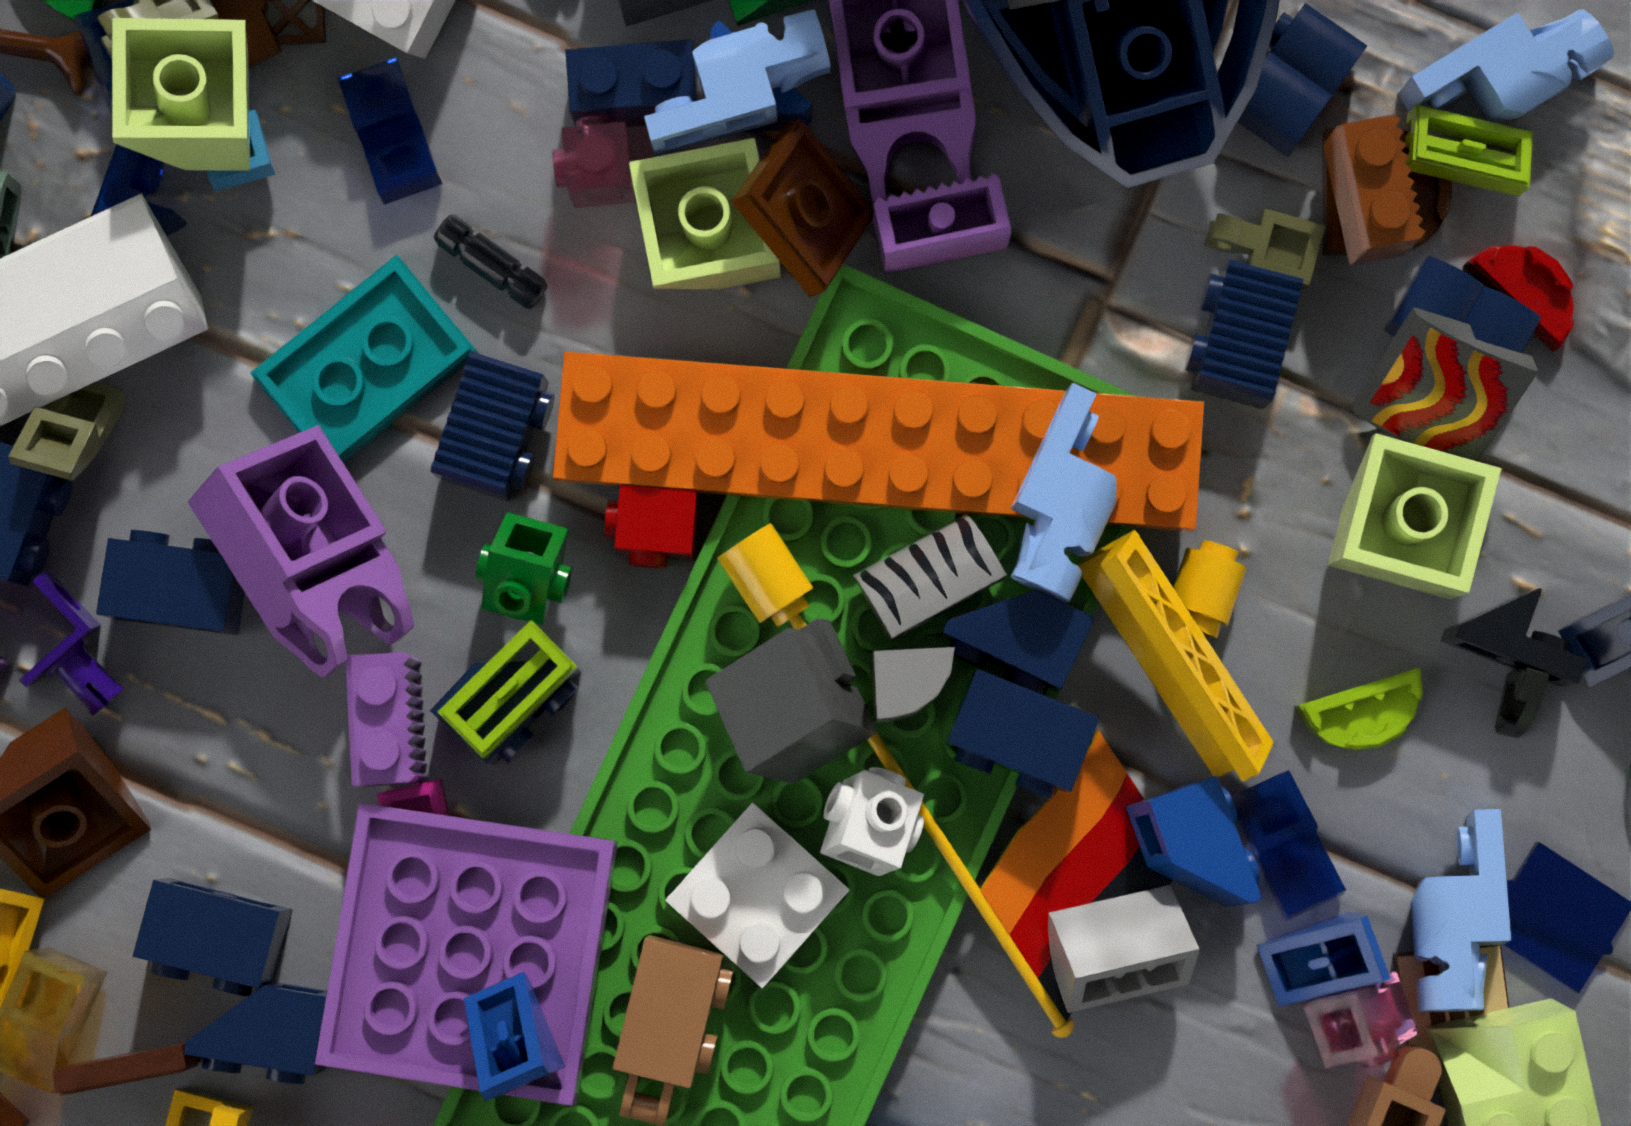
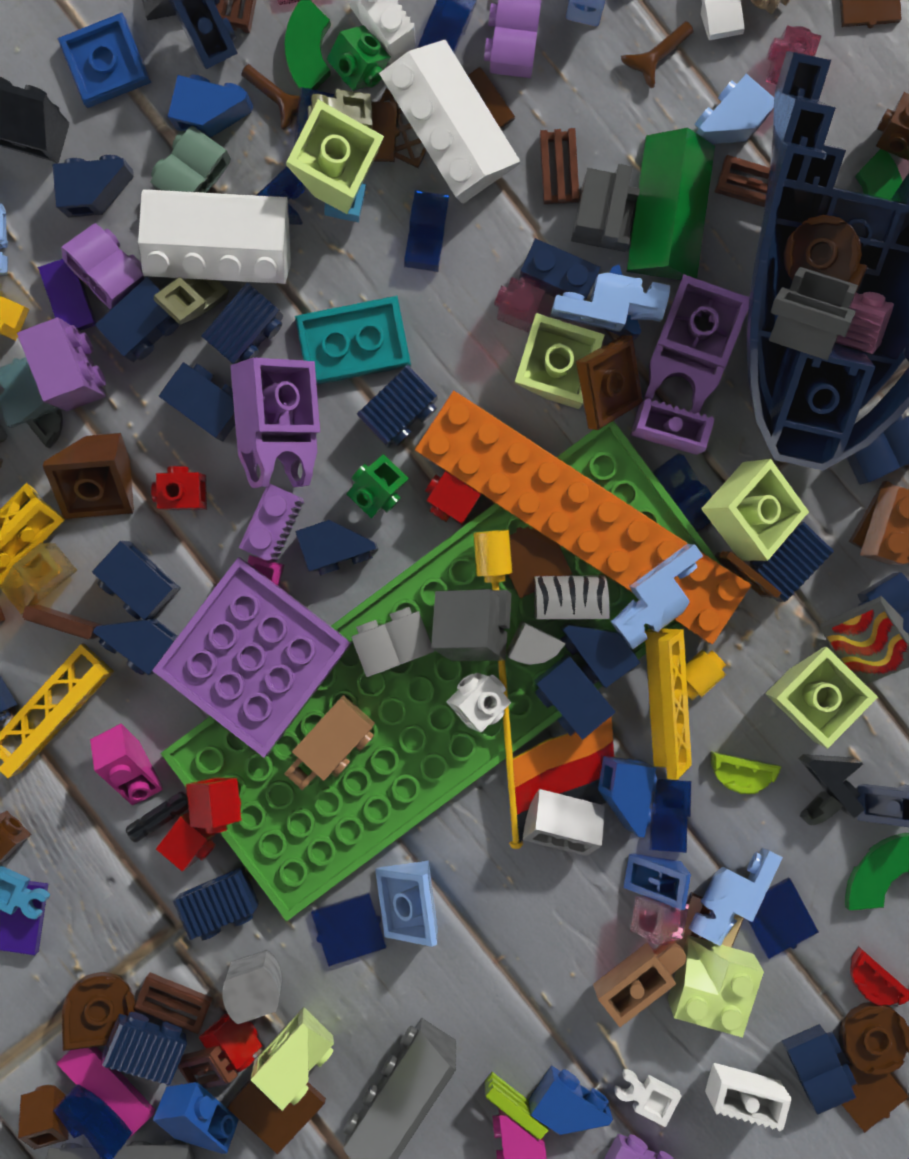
camera: 25 degrees right, 5 degrees up
(70, 658) = (135, 410): dark purple bracket -> none
(176, 430) = (244, 325): none -> dark blue brick
(208, 748) = (179, 489): none -> red brick
(469, 728) = (309, 550): lime tile -> none
(490, 261) = (441, 324): black axle -> none
(509, 1037) = (250, 711): blue slope -> none
(681, 803) = (391, 642): none -> light grey brick
(757, 895) = (405, 704): white plate -> none
(834, 545) = (534, 556): none -> reddish brown piece
(1025, 313) = (685, 489): none -> clear blue slope
(1144, 283) = (755, 510): none -> yellowish green slope
(1216, 394) = (745, 572): none -> reddish brown window
(1275, 243) = (829, 524): olive plate -> none

